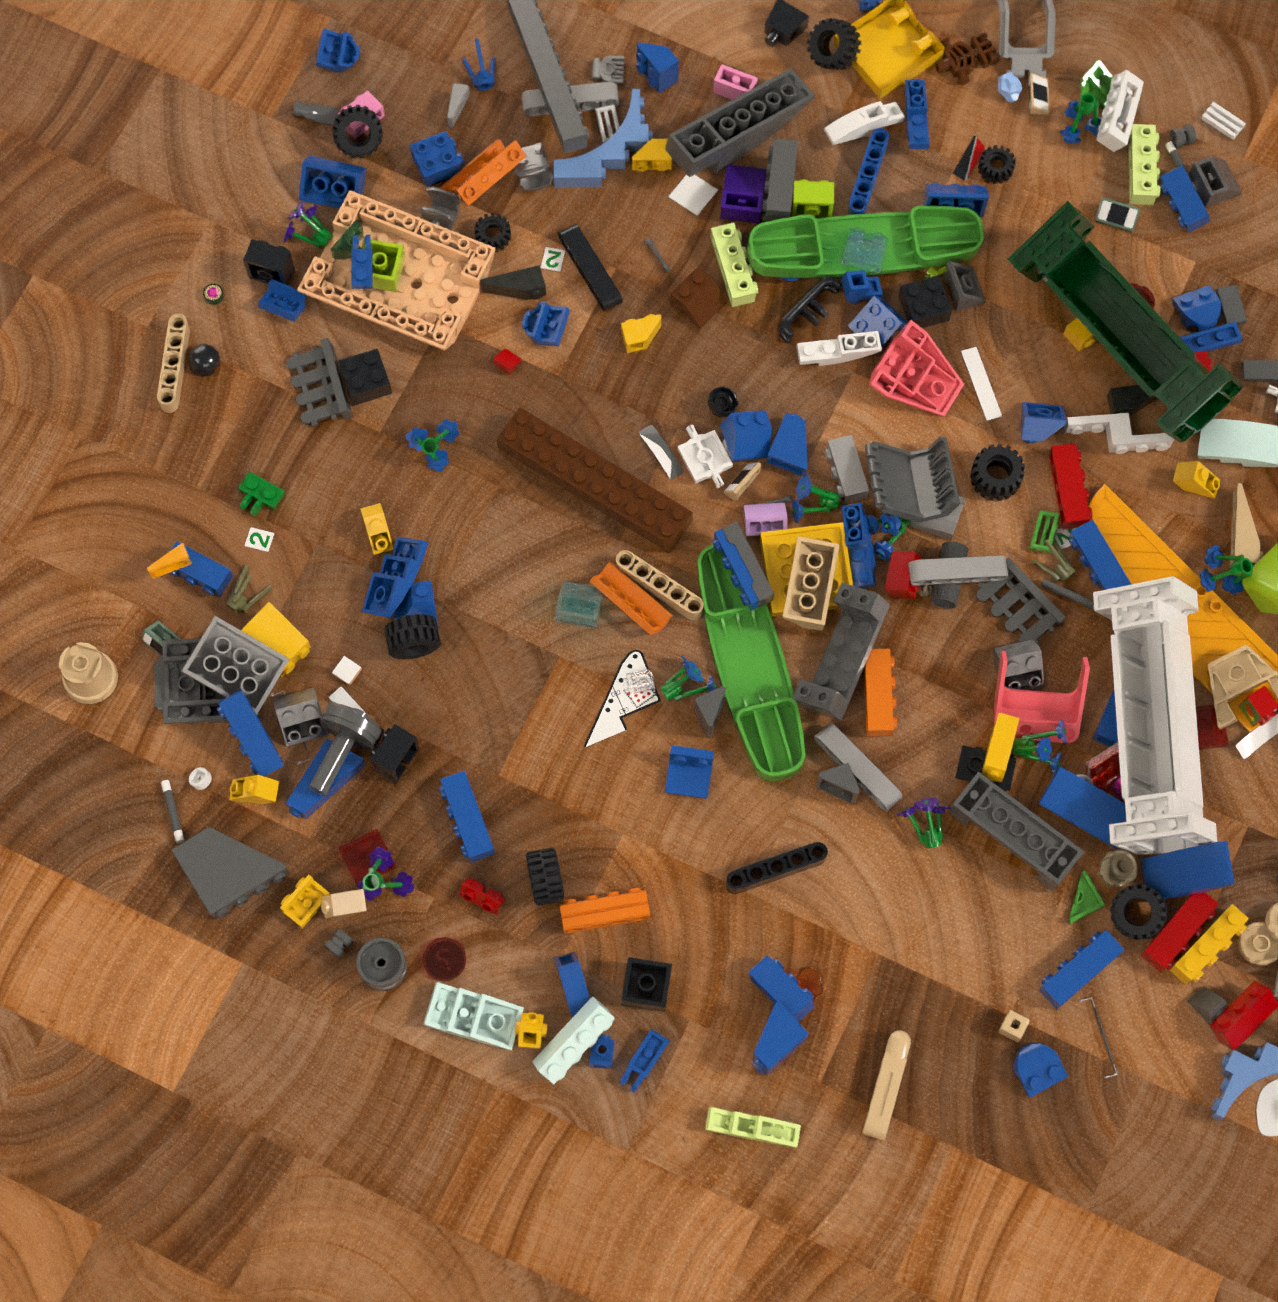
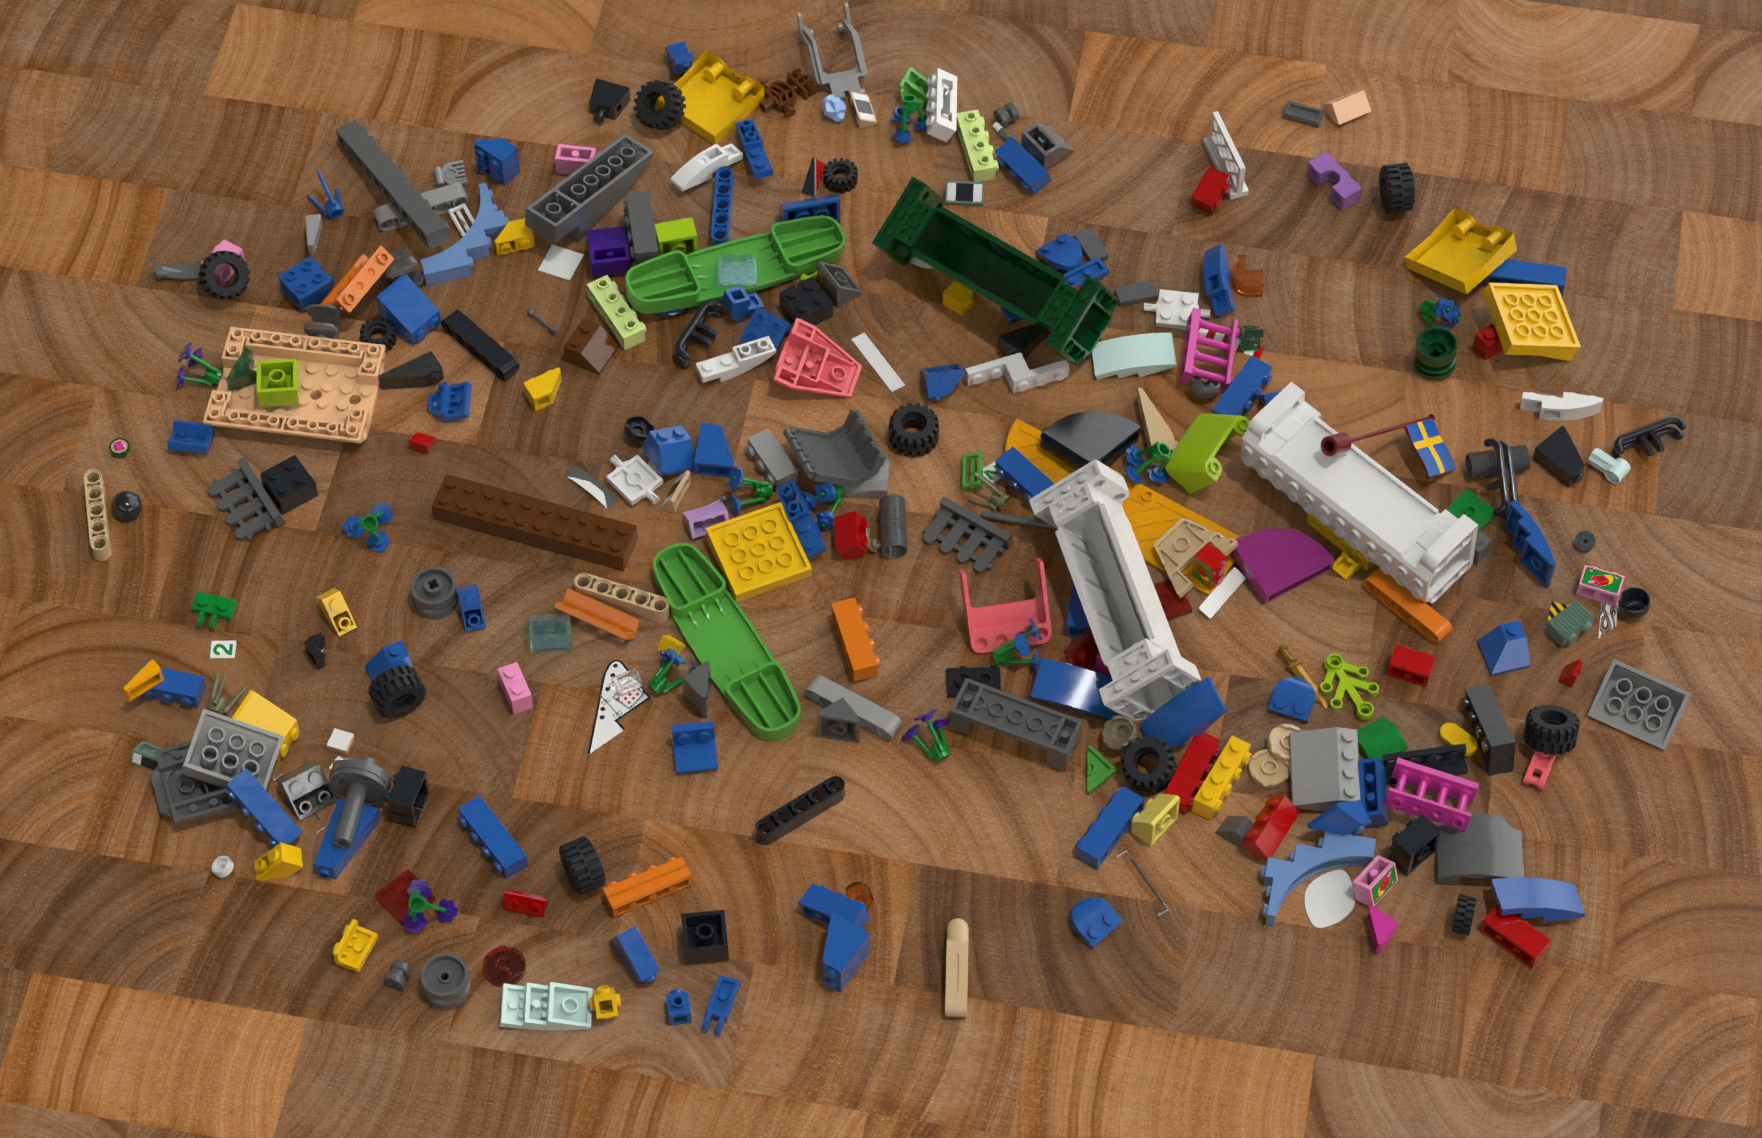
camera: 15 degrees left, 15 degrees down
(87, 673) = (86, 798): tan piece -> none
(169, 799) = (202, 902): dark grey bar -> none
(226, 870) = (270, 938): dark grey slope -> none
(268, 262) = (167, 404): black brick -> none
(329, 181) = (207, 325): blue slope -> none
(336, 51) = (183, 214): blue slope -> none
(343, 903) = (395, 935): tan slope -> none
(345, 562) = (314, 649): none -> black bracket
(362, 265) = (262, 382): blue hinge -> none
(395, 577) = (365, 646): blue slope -> none
(476, 533) = (434, 593): none -> dark grey wheel
(508, 557) = (471, 607): none -> blue slope
(528, 213) = (408, 310): none -> blue slope
(529, 658) = (515, 688): none -> bright pink brick
(552, 259) = (442, 346): white sticker -> none
(573, 1040) = (648, 998): light aqua brick -> none
(694, 650) = (668, 641): none -> yellow slope
(743, 566) = (697, 559): piece -> none
(753, 1127) = (840, 1037): yellowish green slope -> none
(810, 583) = (765, 556): tan slope -> none
(845, 653) = (815, 609): dark grey plate -> none
(958, 570) = (899, 515): light grey beam -> none
(1000, 747) = (980, 653): yellow slope -> none
(1017, 1019) = (1060, 890): tan piece -> none
(1023, 665) = (984, 586): flat silver slope -> none
(1069, 486) = (983, 425): red brick -> none
(1129, 972) = (1155, 818): none -> light yellow slope
(1173, 530) = (1089, 437): none -> brick
(1196, 479) = (1099, 394): yellow slope -> none
(1225, 119) = (1041, 93): white tile -> none

